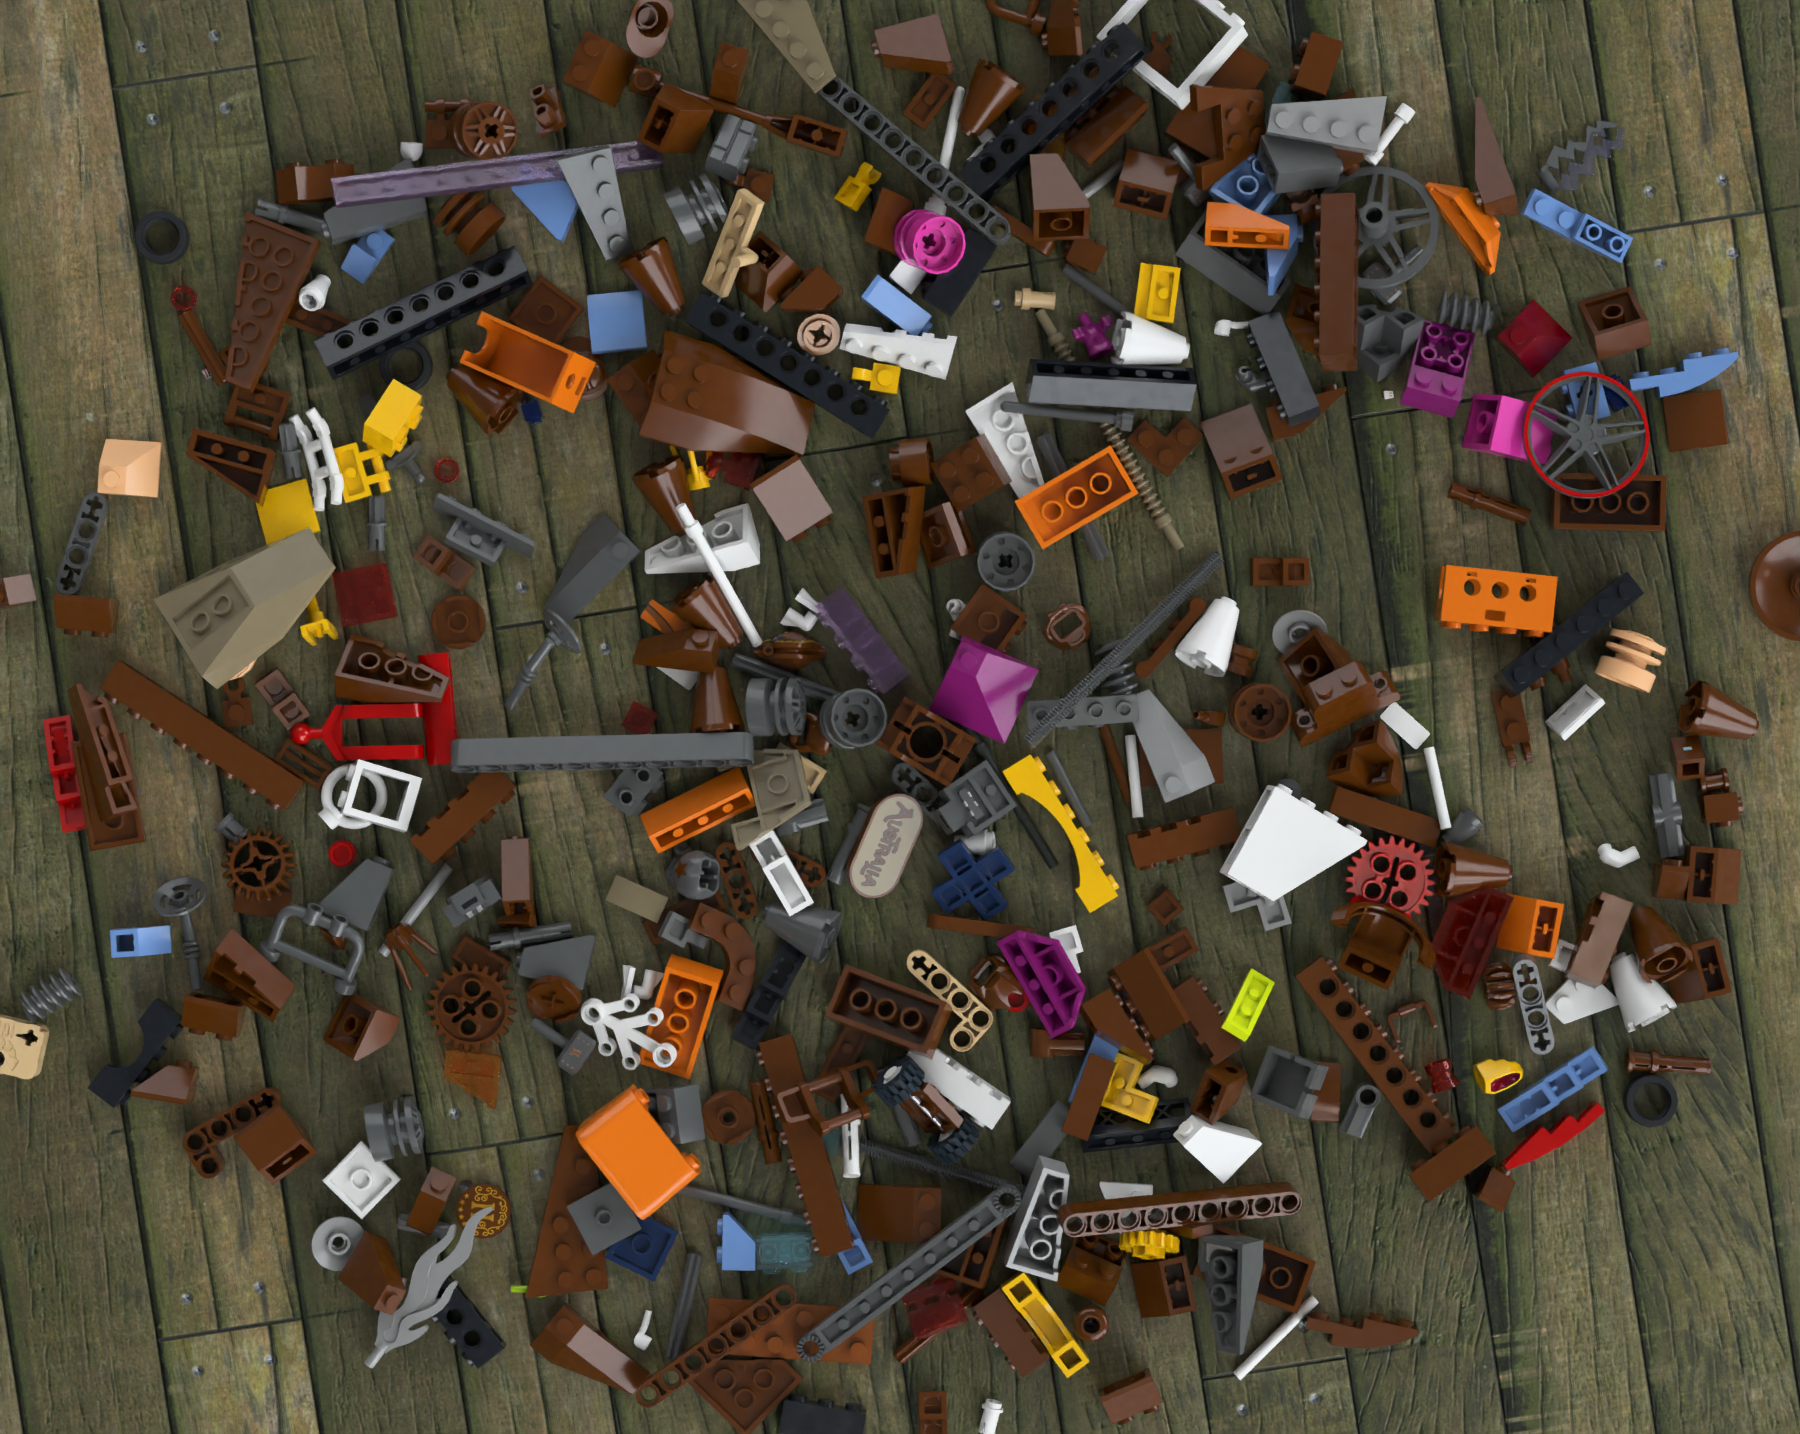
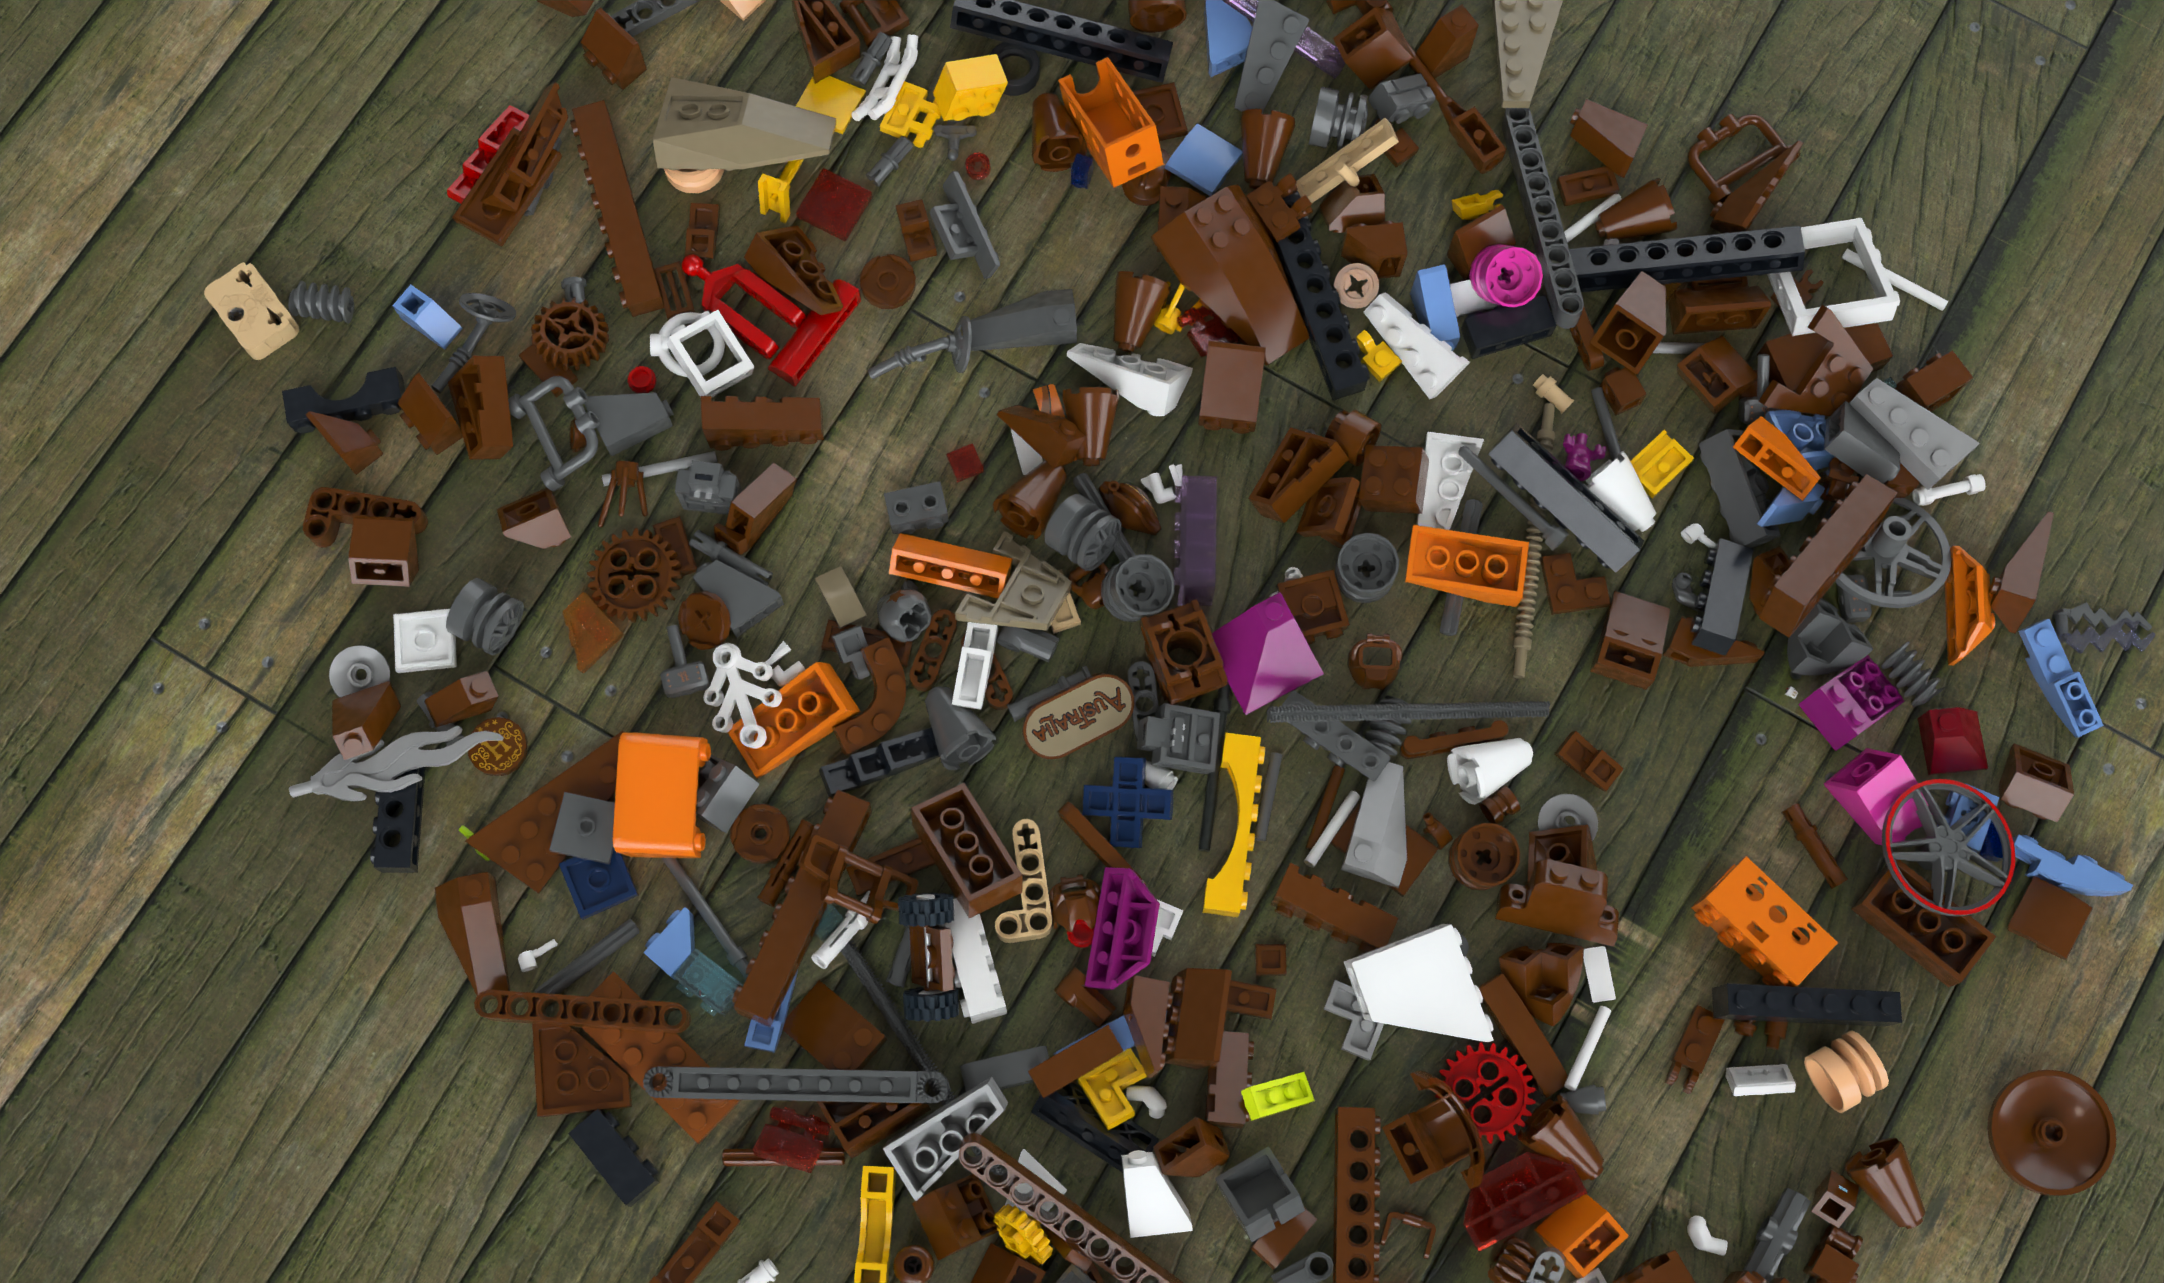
camera: 40 degrees right, 15 degrees down
(237, 710) = (662, 212): reddish brown plate -> none
(601, 752) = (914, 456): dark grey beam -> none
(694, 530) = (1134, 340): white bar -> none
(709, 328) = (1273, 210): none -> reddish brown plate
(1010, 1332) = (838, 1213): reddish brown wedge -> none

